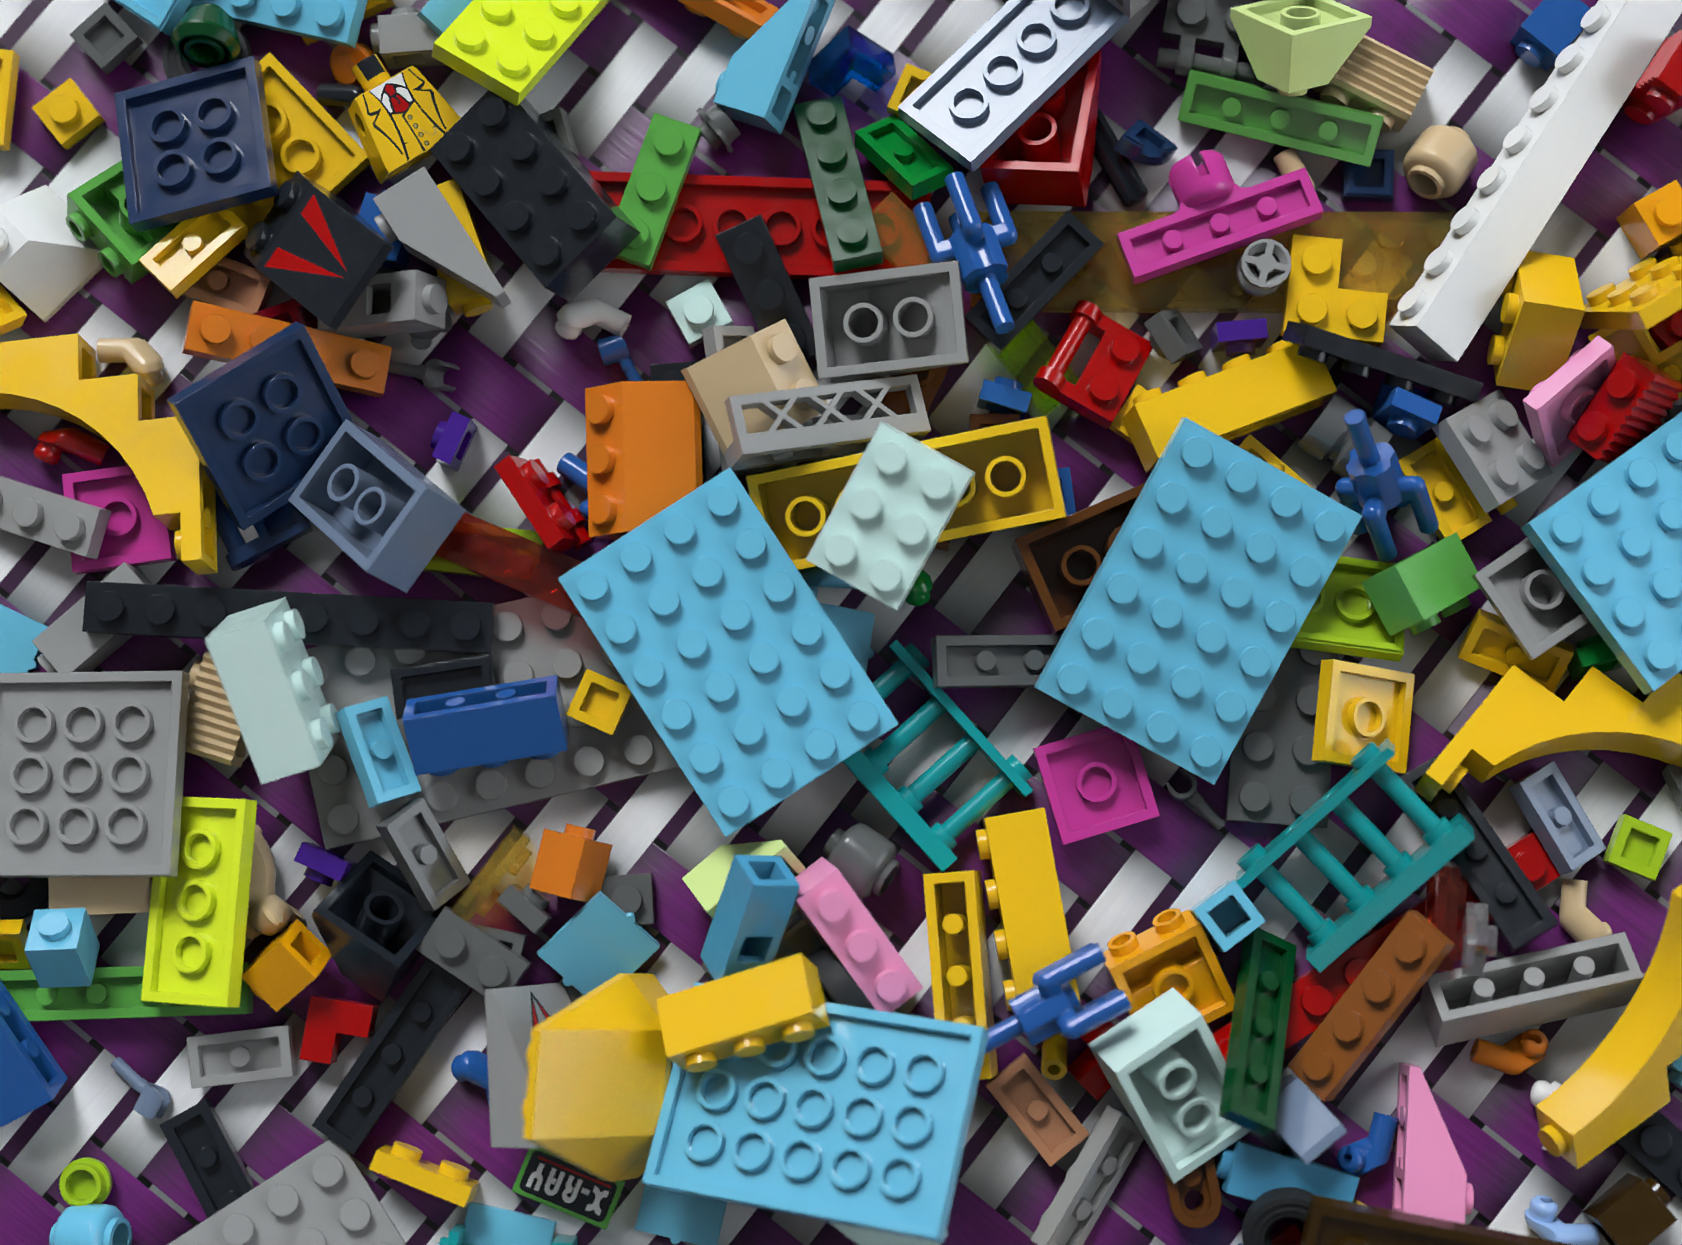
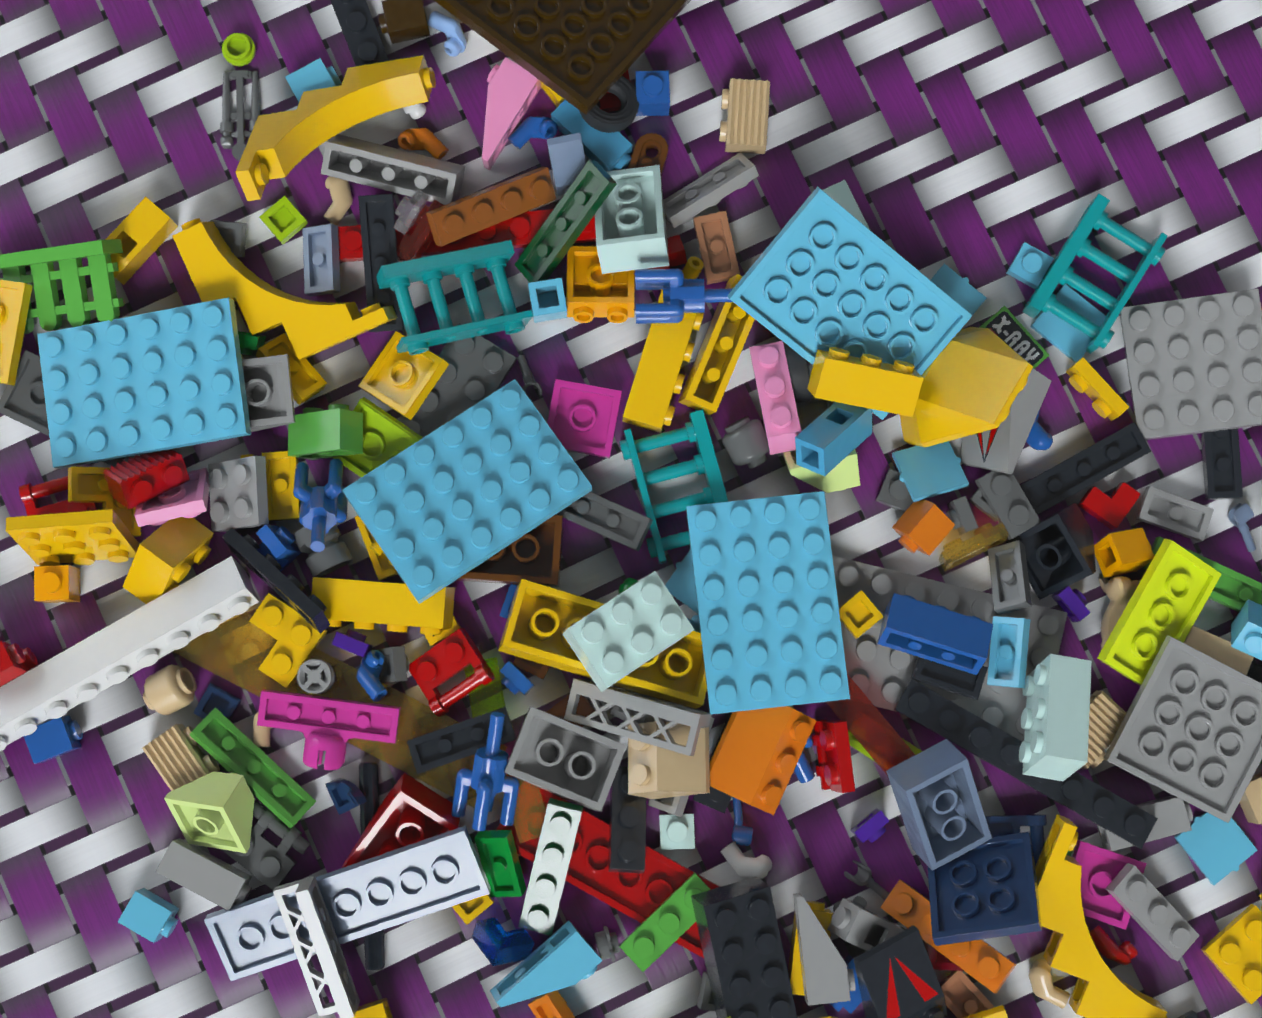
camera: 160 degrees left, 0 degrees up
(1196, 305) = (369, 673): none -> blue arm

